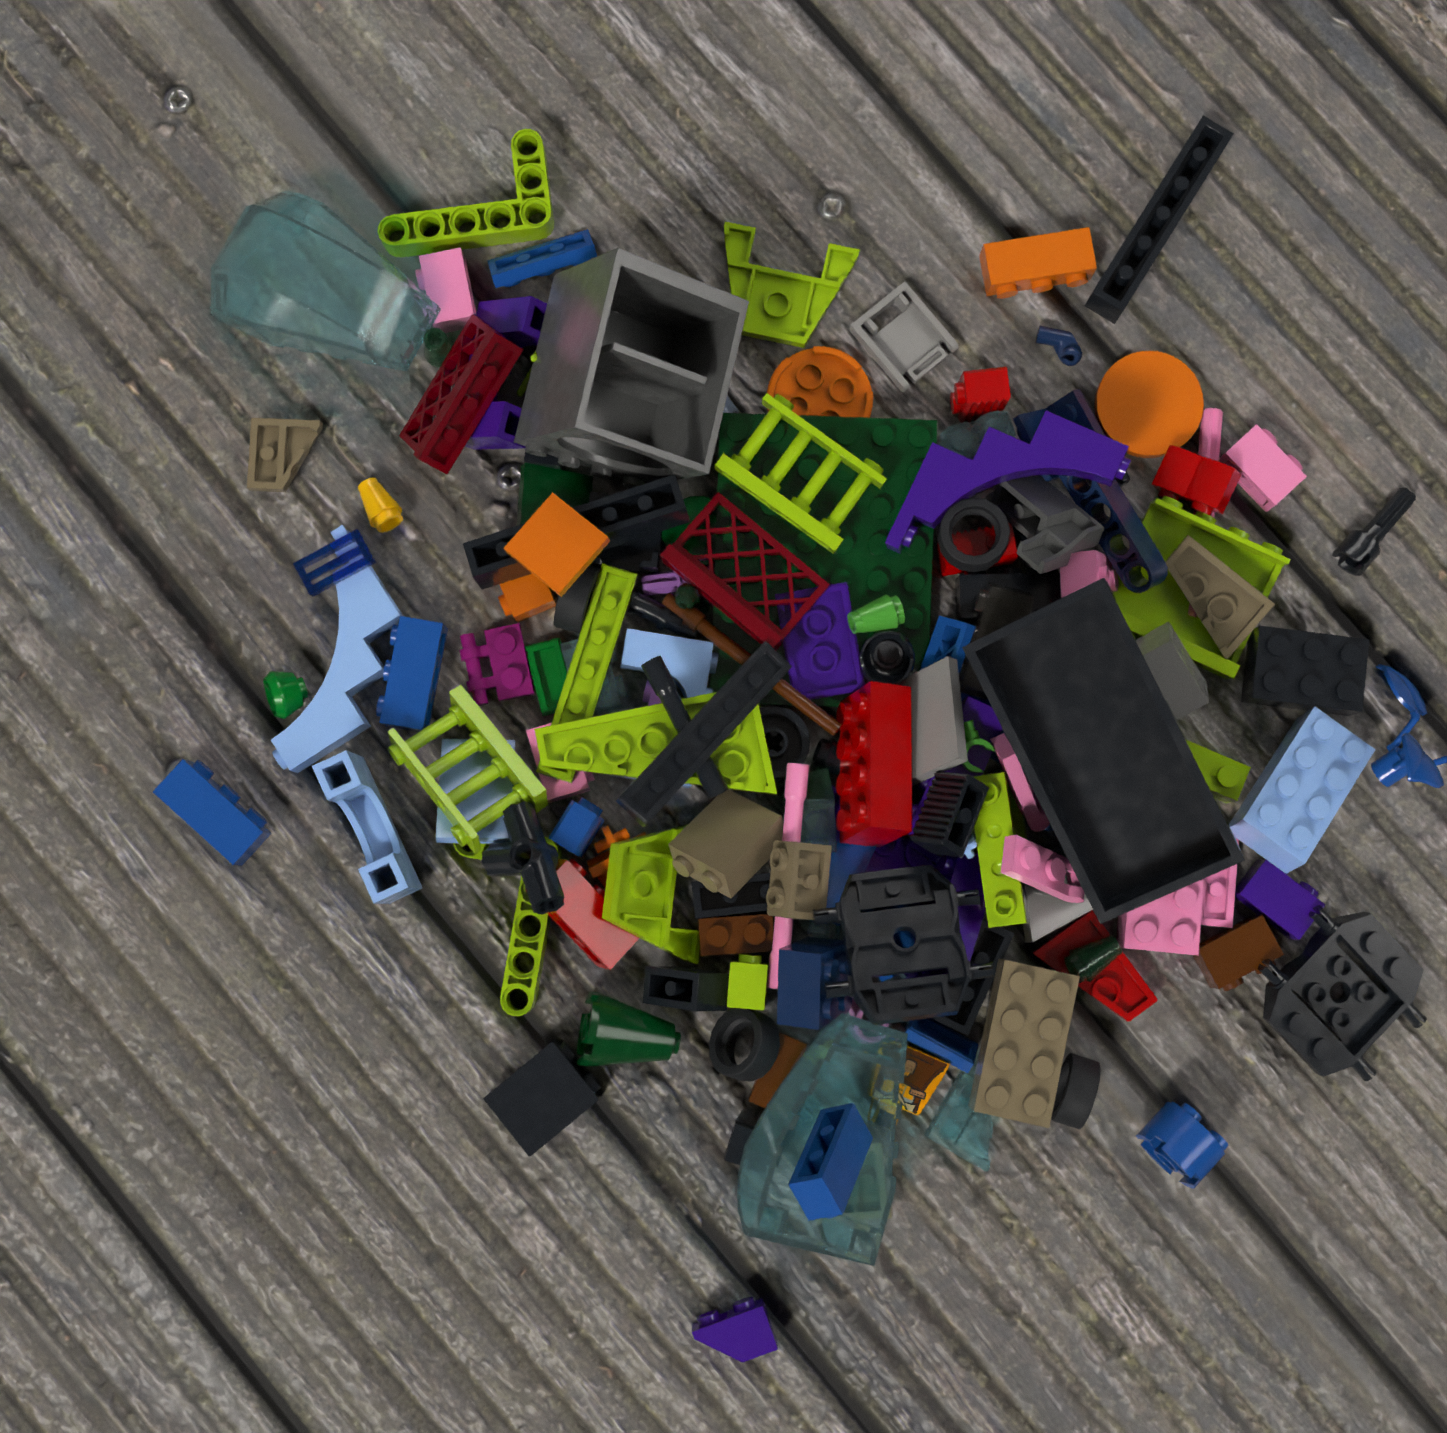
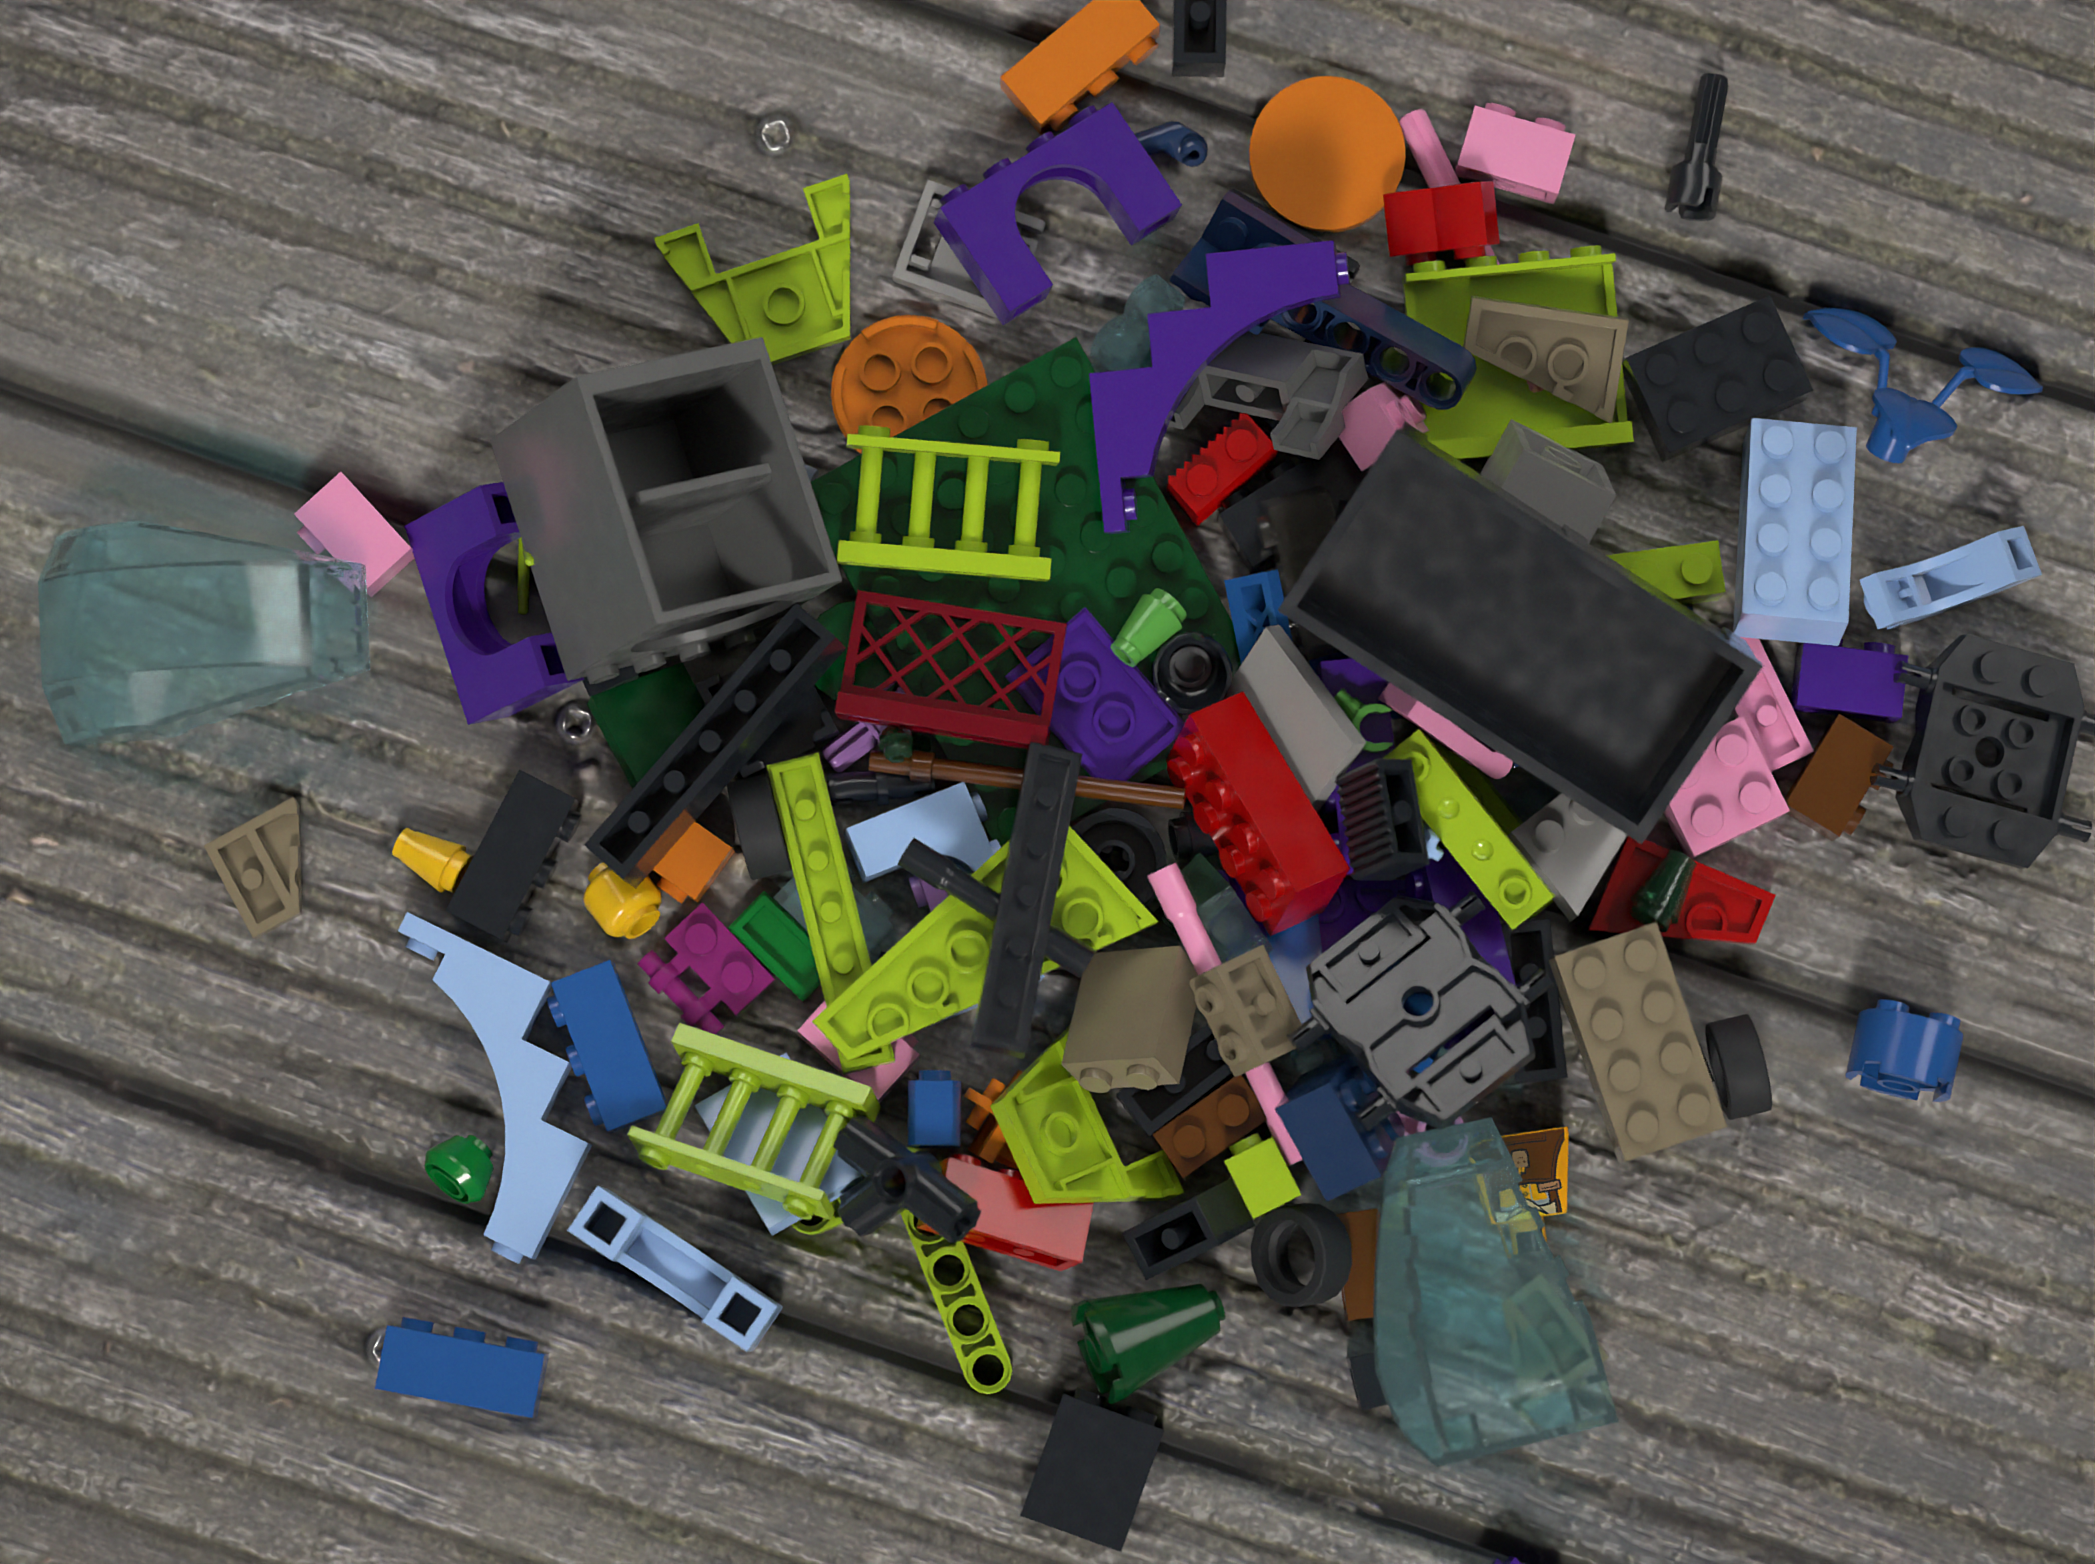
camera: 35 degrees left, 0 degrees up
(322, 585) = (445, 978): clear blue tile -> none
(425, 531) = (515, 857): none -> black brick
(435, 353) = (398, 623): clear green cone -> none
(469, 598) = (619, 906): none -> yellow head
(473, 391) = (478, 651): dark red fence -> none
(483, 214) = (340, 411): lime beam -> none
(542, 259) = (449, 422): blue plate -> none
(557, 544) = (704, 777): orange tile -> none
(831, 1162) = (1490, 1324): blue brick -> none
(942, 1042) = (1541, 1106): blue tile -> none
(961, 1128) = (1629, 1194): clear light blue wing -> none
(980, 393) = (1109, 271): red brick -> none
(982, 508) = (1207, 416): black tyre -> none
(1011, 320) = (1093, 152): none -> dark purple arch
(1040, 869) = (1532, 821): bright pink plate -> none
(1378, 874) = (1950, 579): none -> light blue arch

